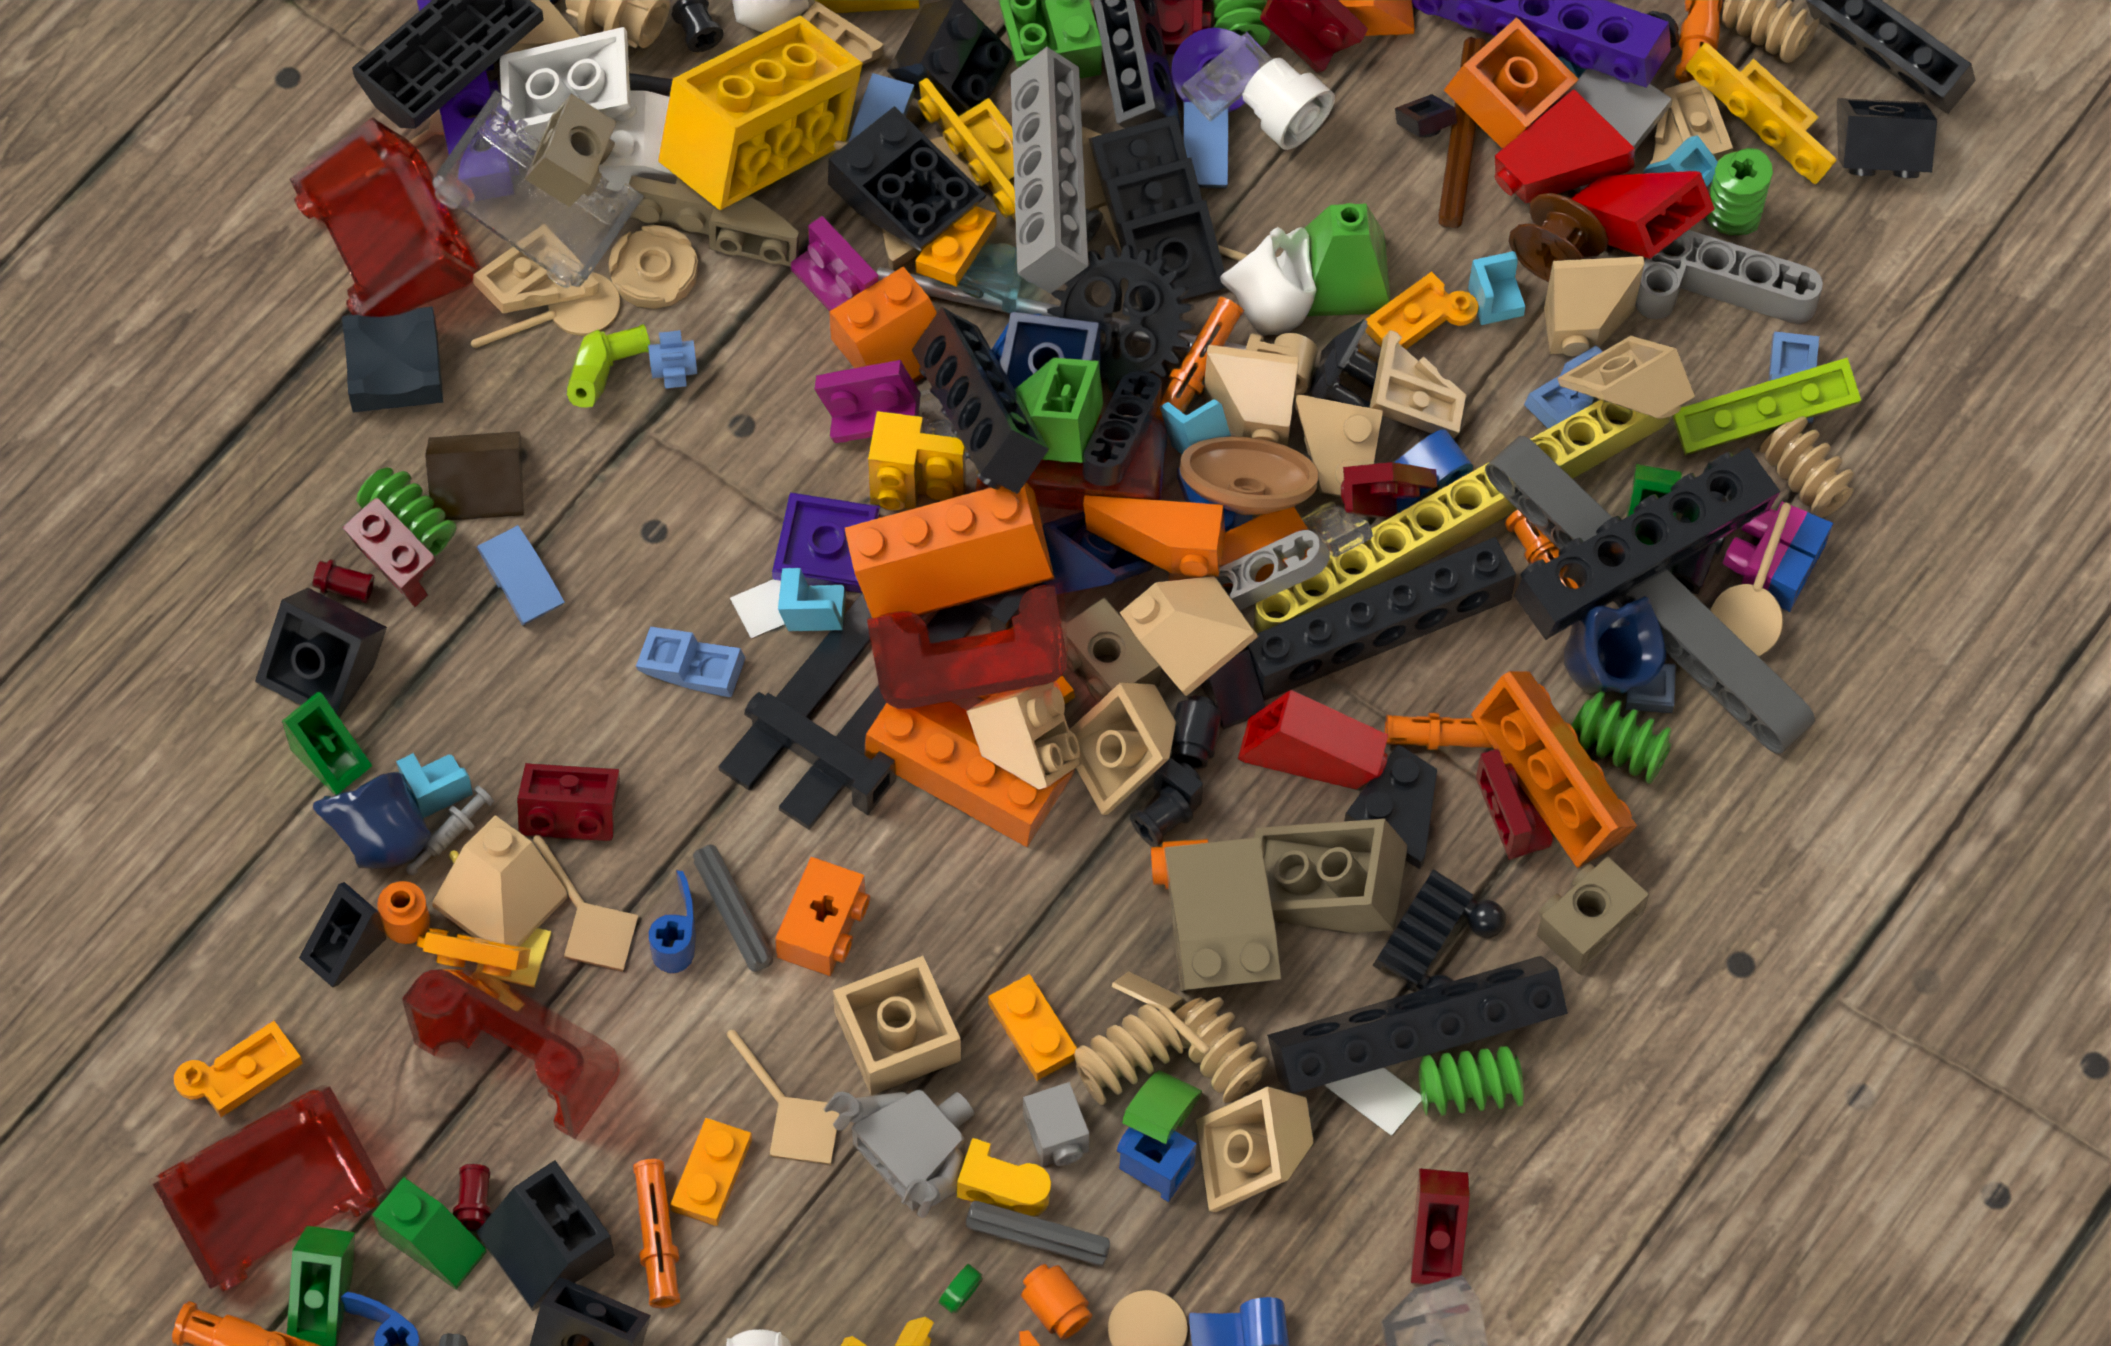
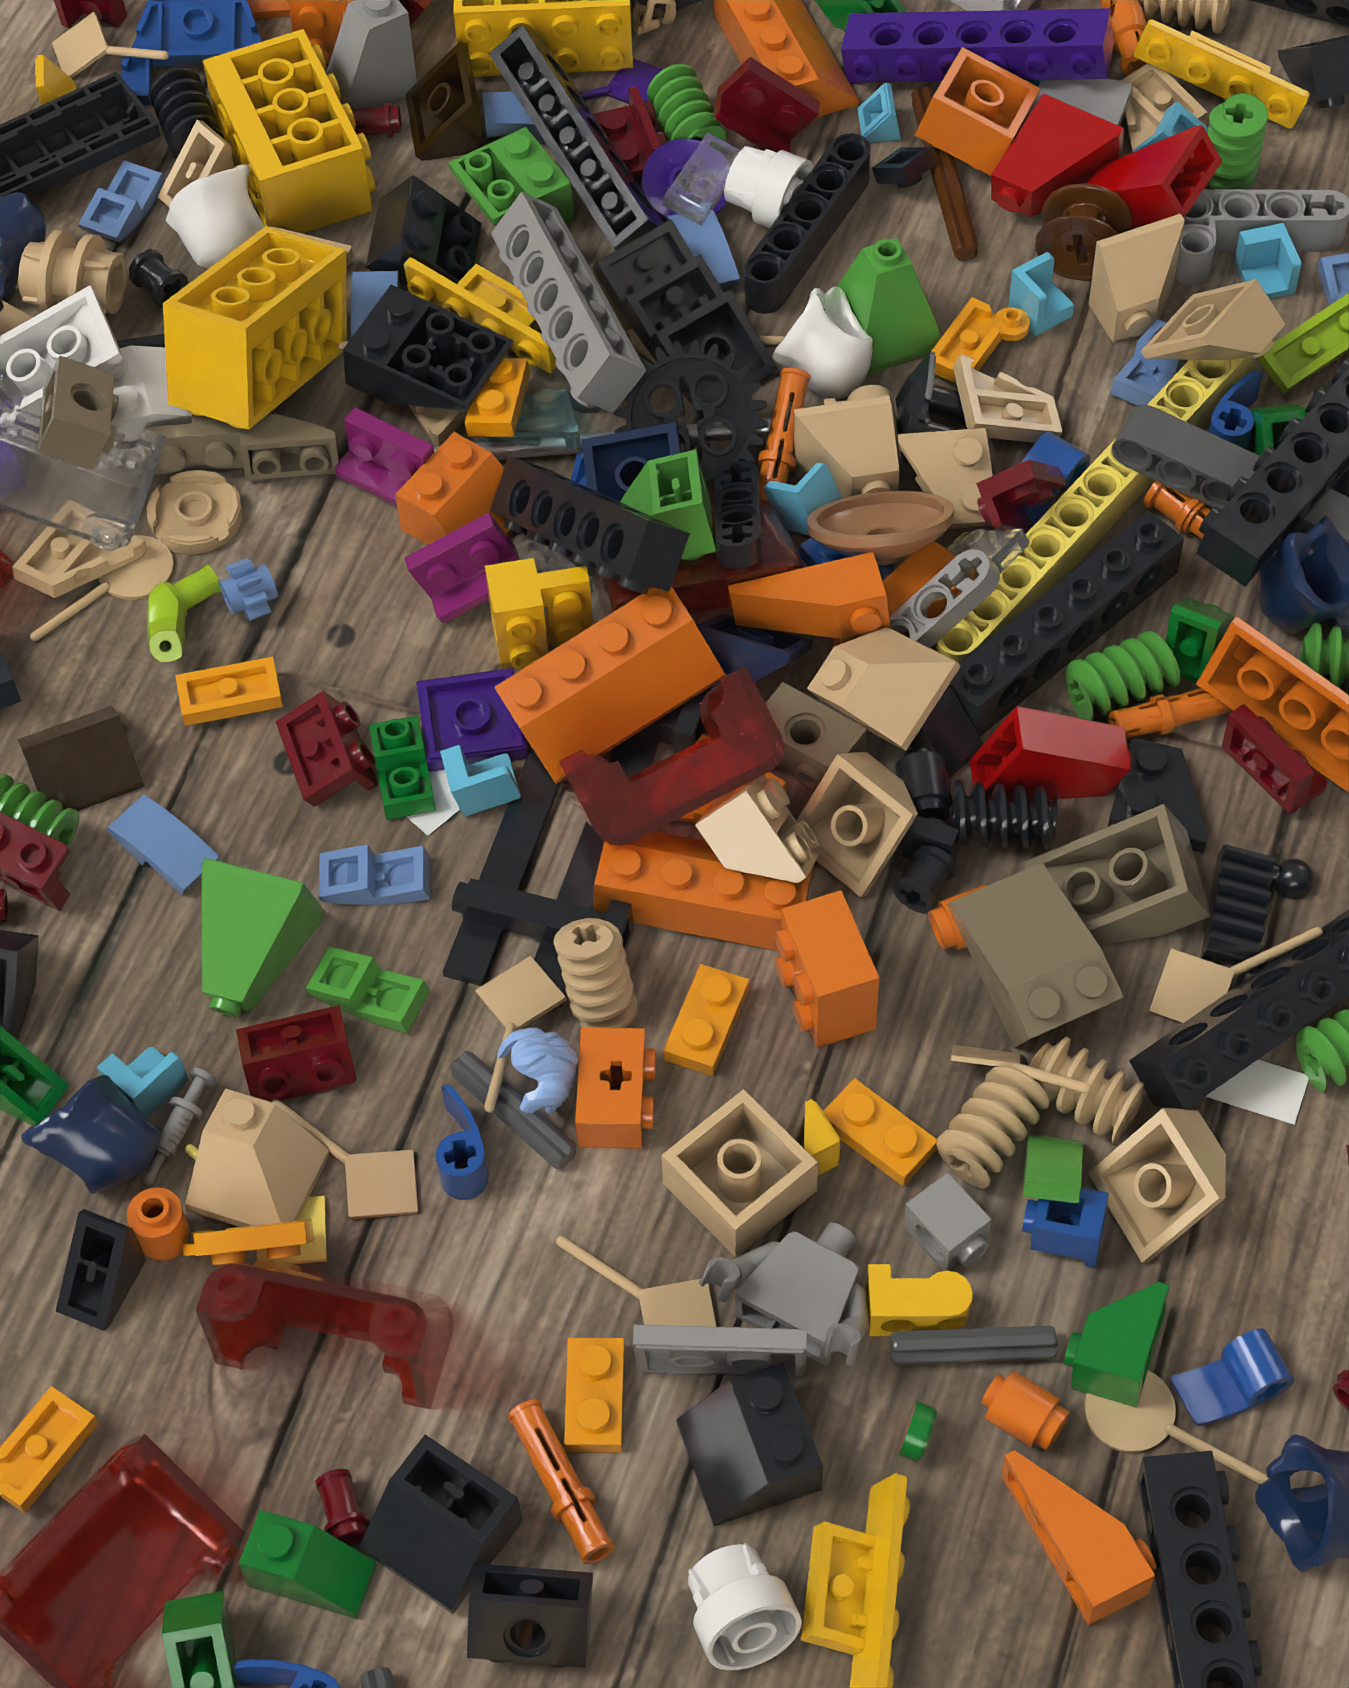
camera: 15 degrees left, 5 degrees down
(563, 683) = (250, 932): none -> bright green slope
(624, 450) = (228, 691): none -> light orange plate
(648, 763) = (366, 990): none -> bright green slope
(689, 531) = (326, 748): none -> dark red bracket
(749, 569) = (402, 767): none -> green slope
(769, 813) = (516, 1001): none -> tan piece
(769, 876) = (545, 1059): none -> light blue hair
(820, 1255) = (751, 1445): none -> black slope
(821, 1170) = (718, 1349): none -> light grey tile
(841, 814) = (596, 973): none -> tan piece
(926, 881) = (706, 1020): none -> light orange plate
(975, 1022) = (820, 1138): none -> yellow slope
(1037, 872) = (827, 969): none -> orange brick
(1156, 1273) = (1118, 1346): none -> green slope
(1252, 783) = (1004, 815): none -> black piece
(1305, 164) = (807, 223): none -> black beam
(1356, 984) = (1194, 983): none -> tan piece
(1410, 683) = (1121, 670): none -> bright green piece
(1426, 55) = (879, 116): none -> medium azure slope
(1485, 661) = (1195, 634): none -> green slope
(1615, 472) = (1231, 416): none -> blue panel
(1723, 320) = (1270, 258): none -> medium azure panel

